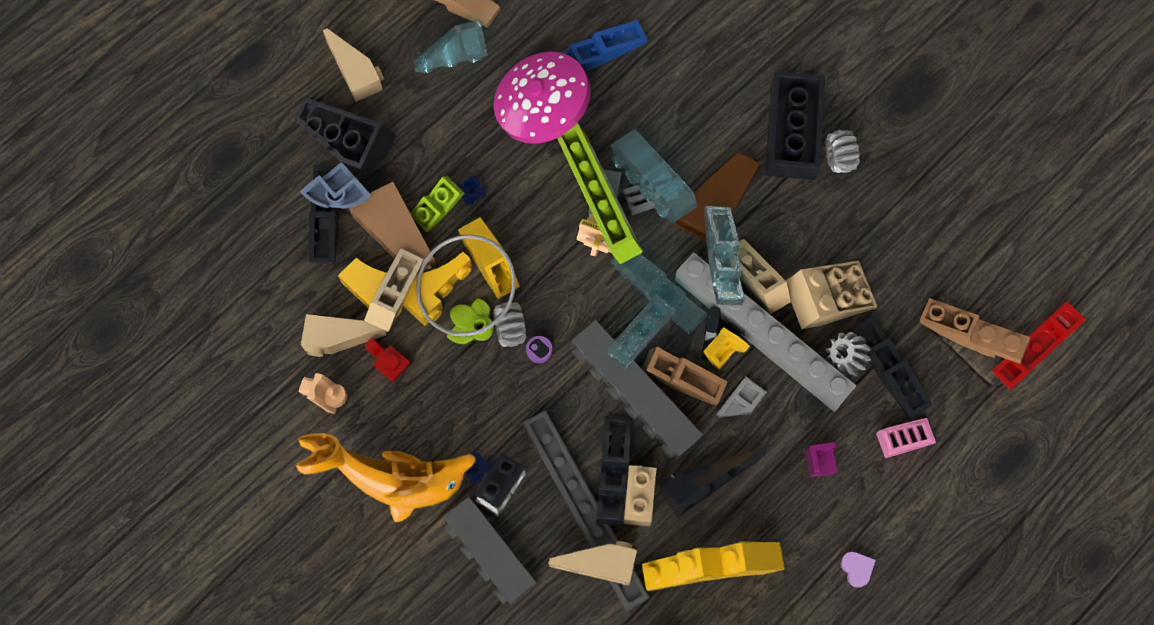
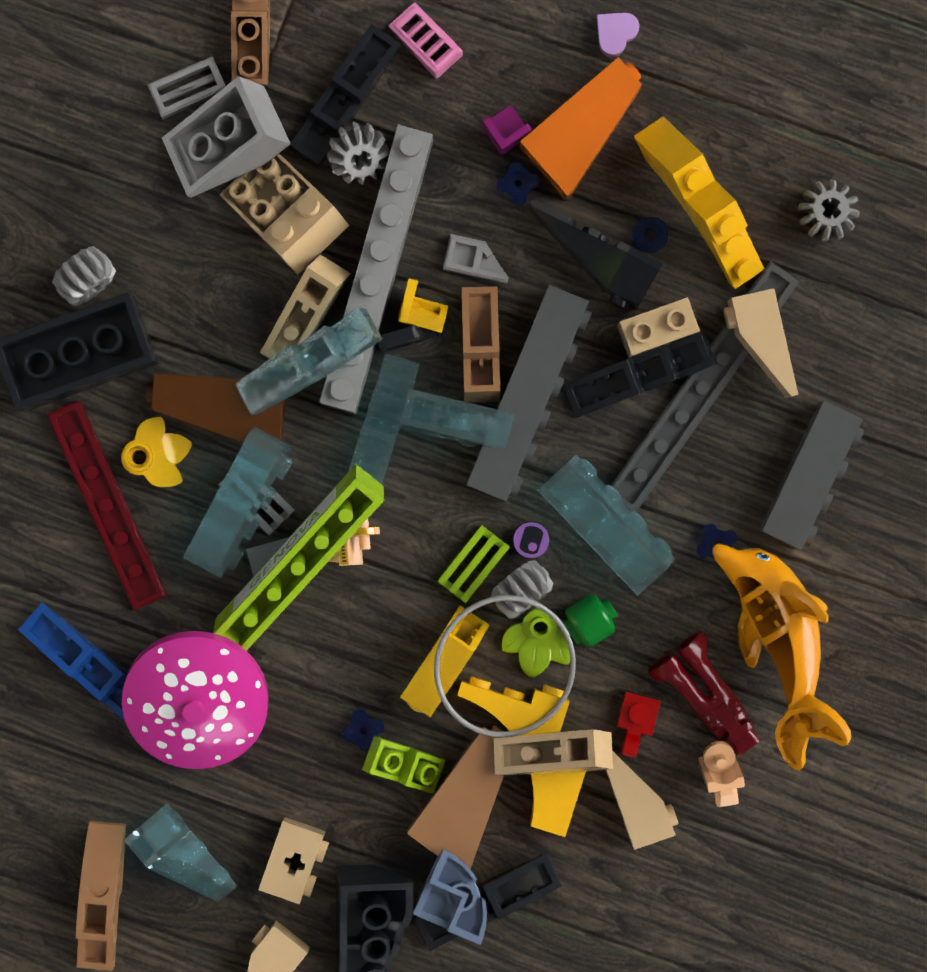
camera: 115 degrees left, 15 degrees up
(365, 415) = (720, 711): none -> dark red piece
(413, 112) = (278, 876): none -> tan brick
(467, 360) = (590, 620): none -> green head
(499, 483) = (729, 498): black hips -> none
(524, 399) = (607, 524): none -> clear light blue brick
(533, 287) = (492, 539): none -> lime tile
(689, 106) = (107, 505): none -> dark red tile
(707, 151) = (161, 451): none -> yellow plate
(712, 518) = (650, 223): none -> clear blue plate
(784, 445) = (520, 193): none -> clear blue plate
(800, 510) = (577, 131): none -> orange slope
(895, 278) = (226, 137): none -> light grey slope
(938, 292) = (180, 75): none -> light grey tile

